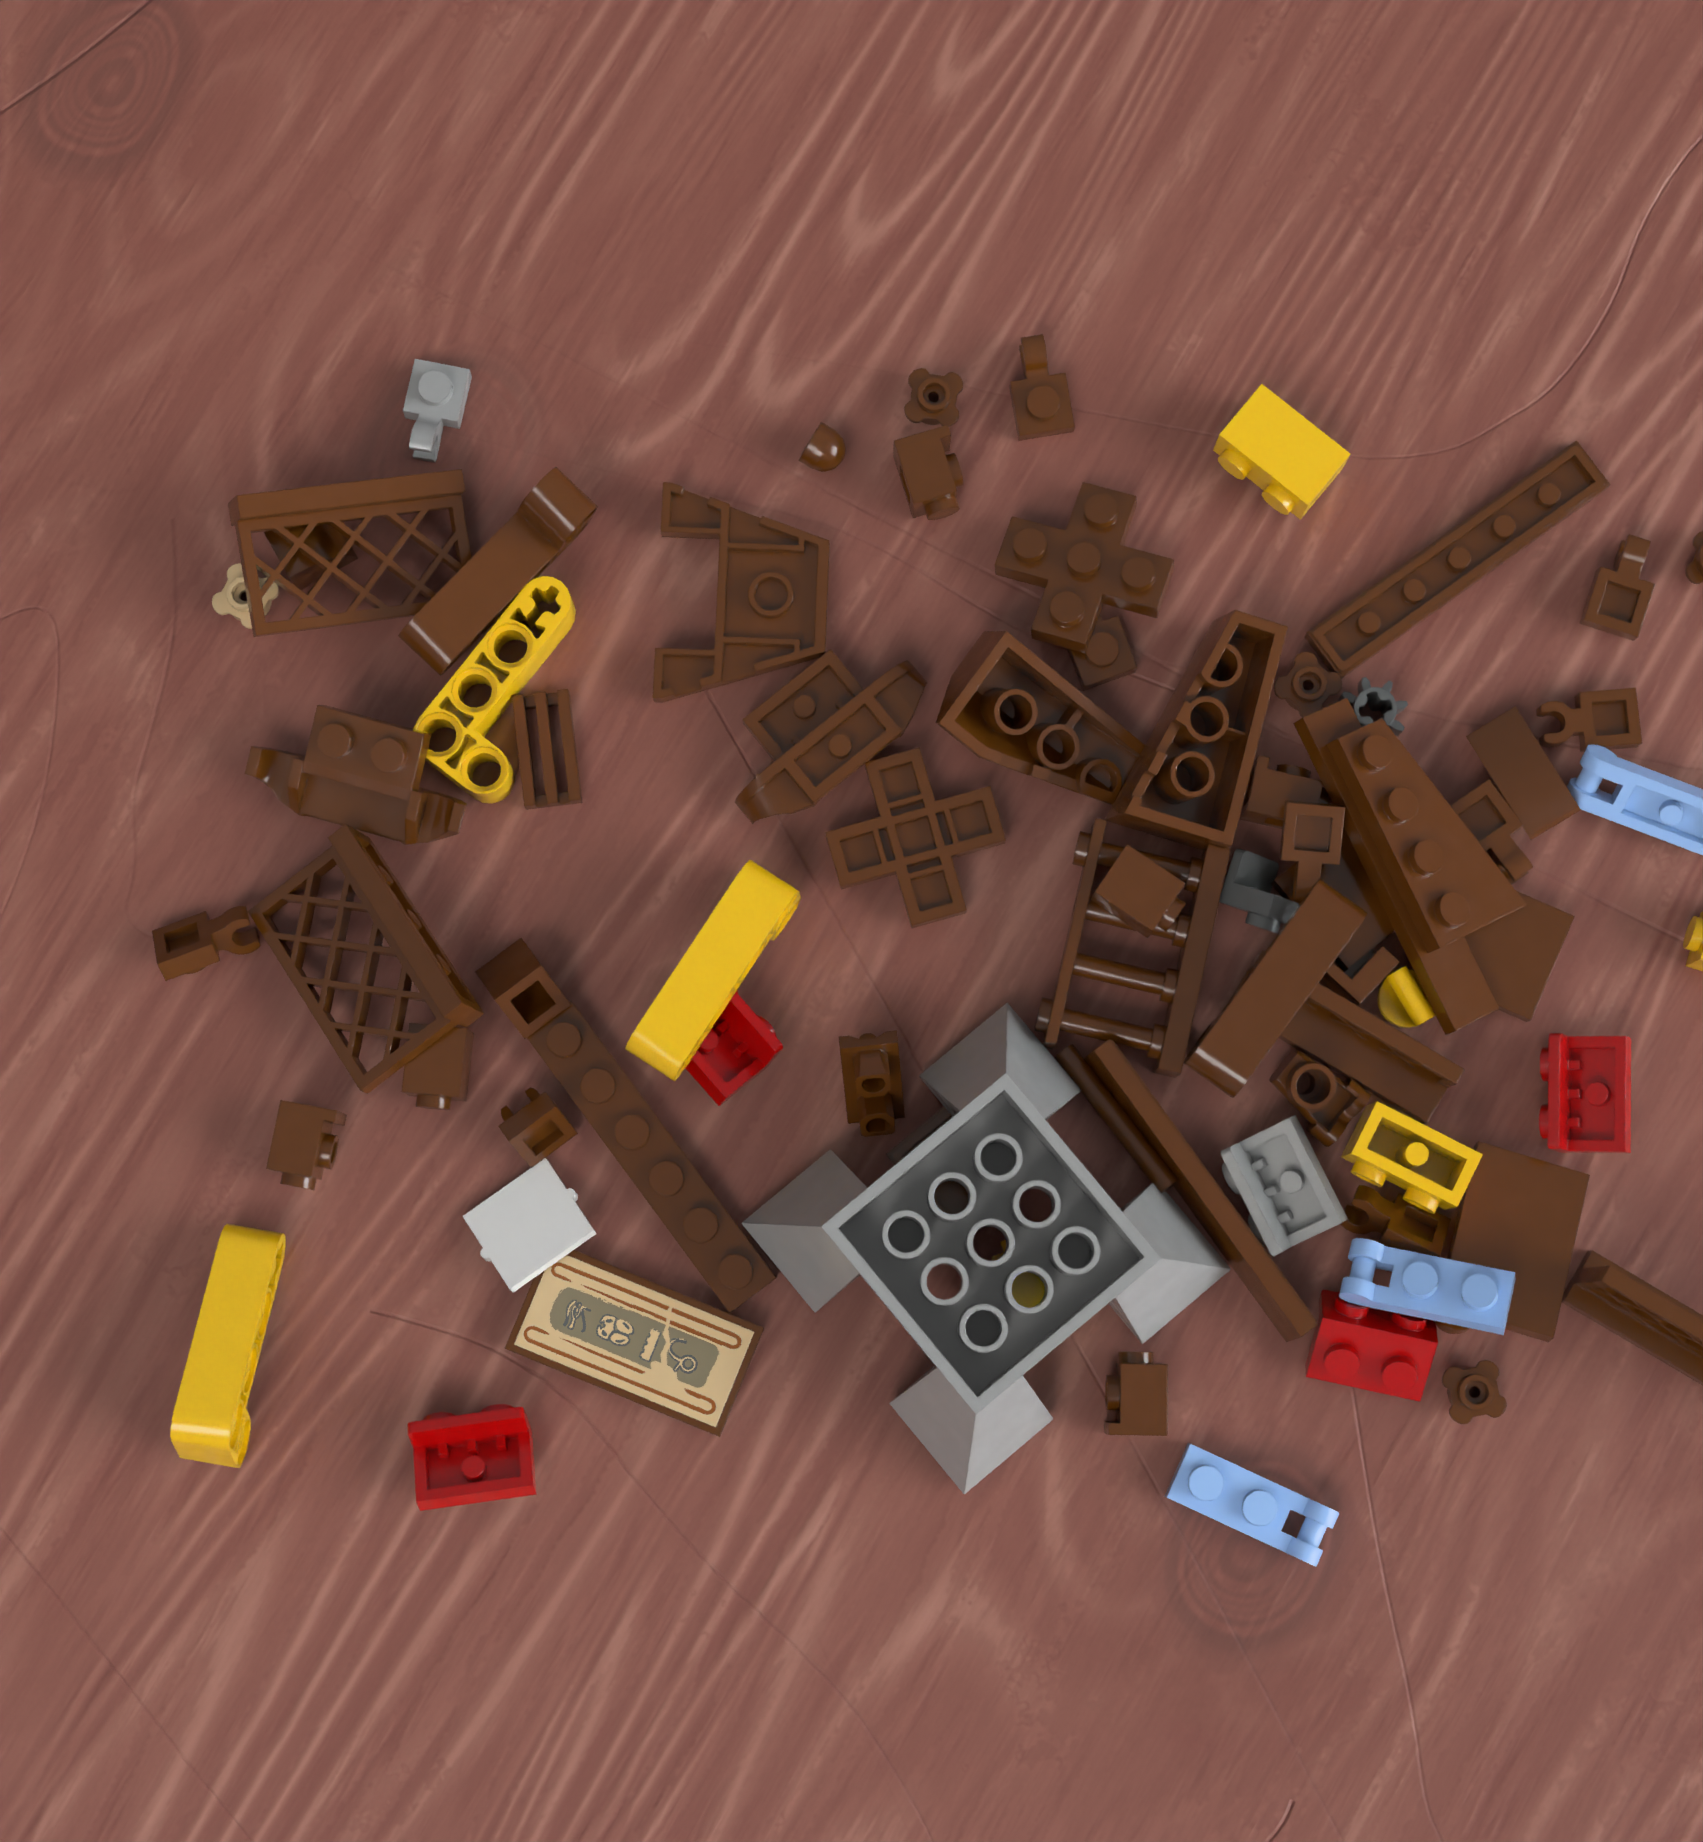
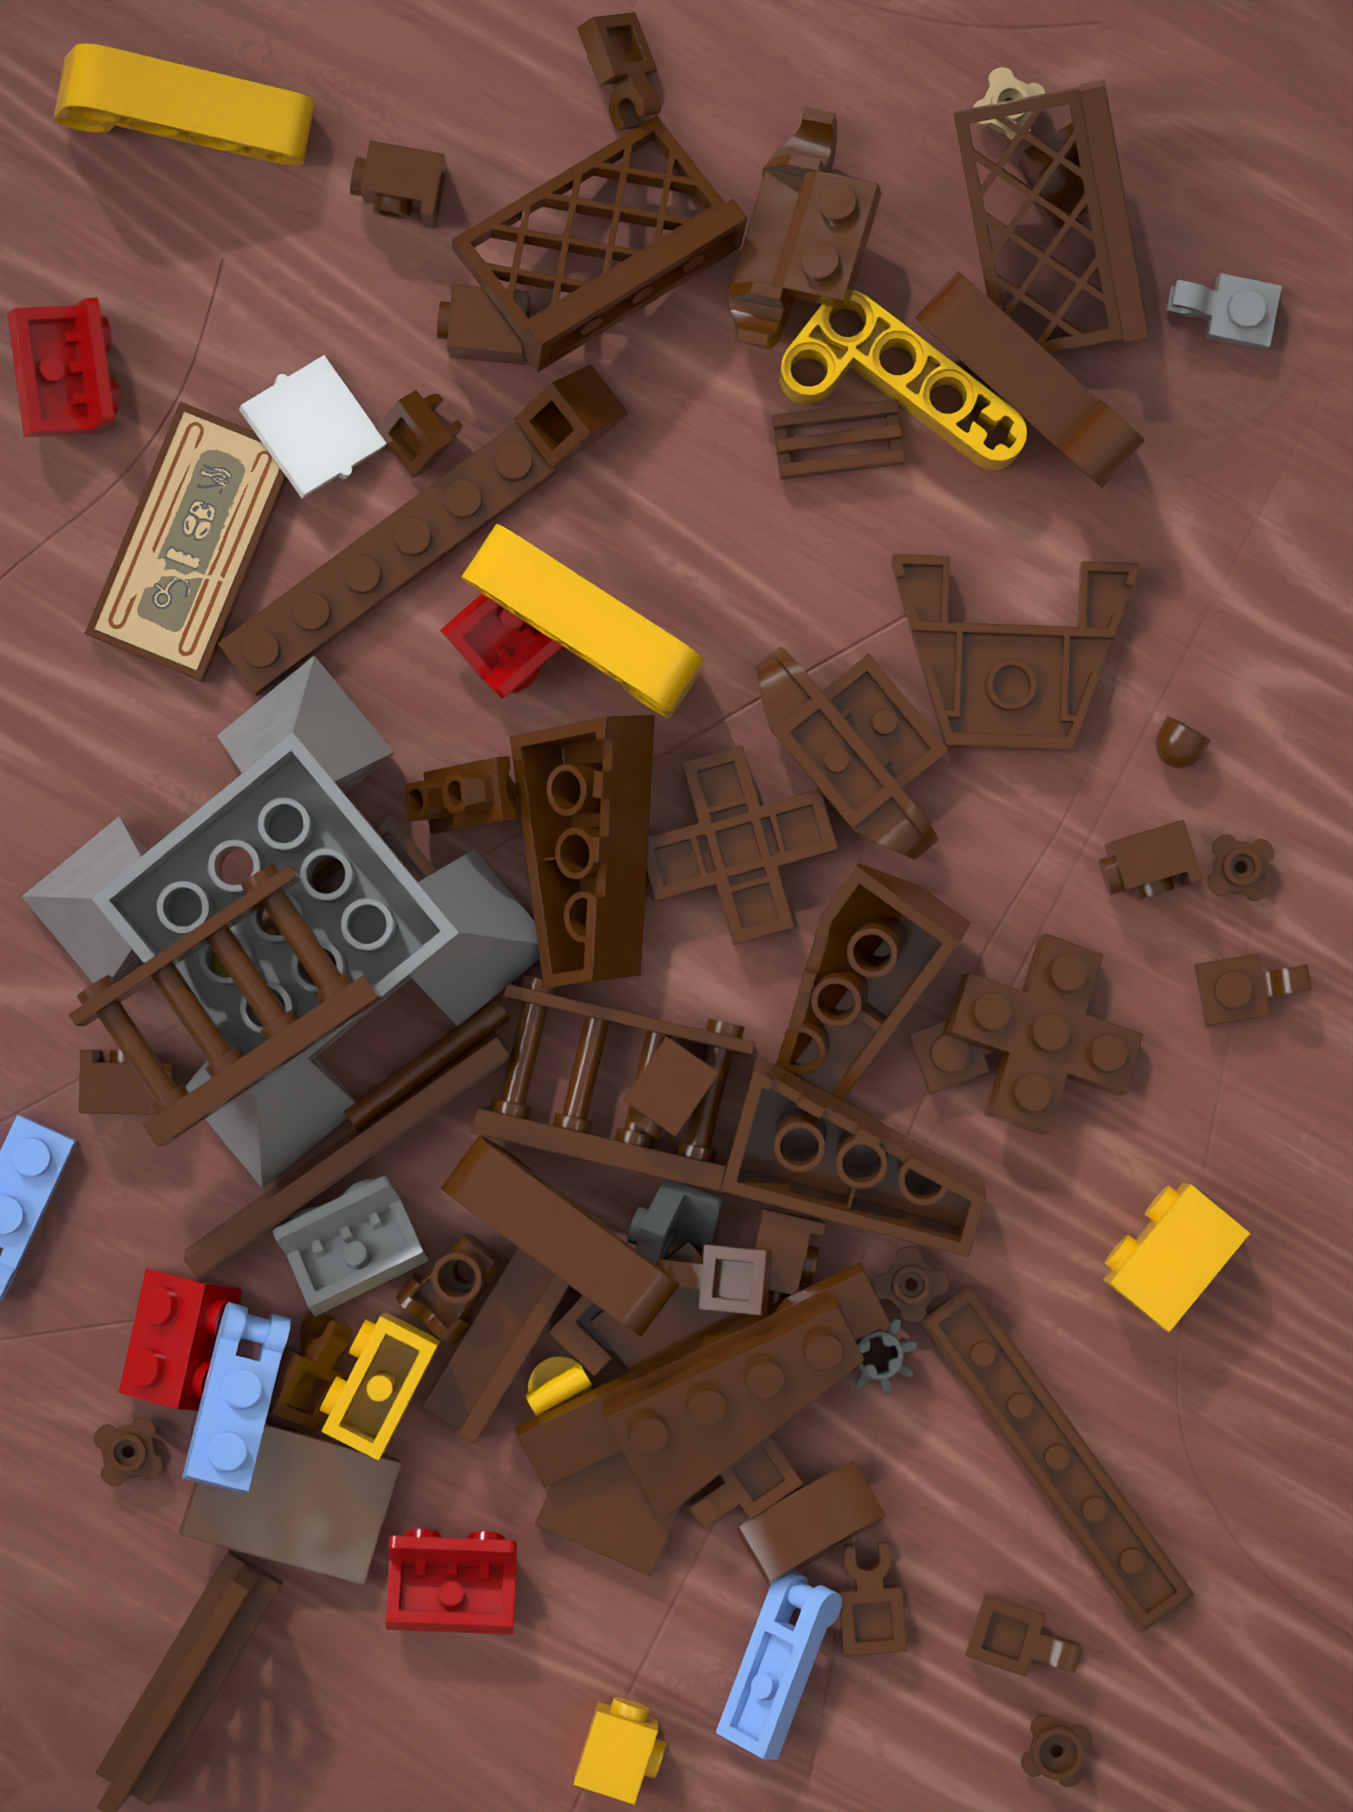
camera: 85 degrees right, 5 degrees up
(917, 969) = (587, 843): none -> reddish brown wedge
(1136, 1280) = (228, 1068): none -> reddish brown fence

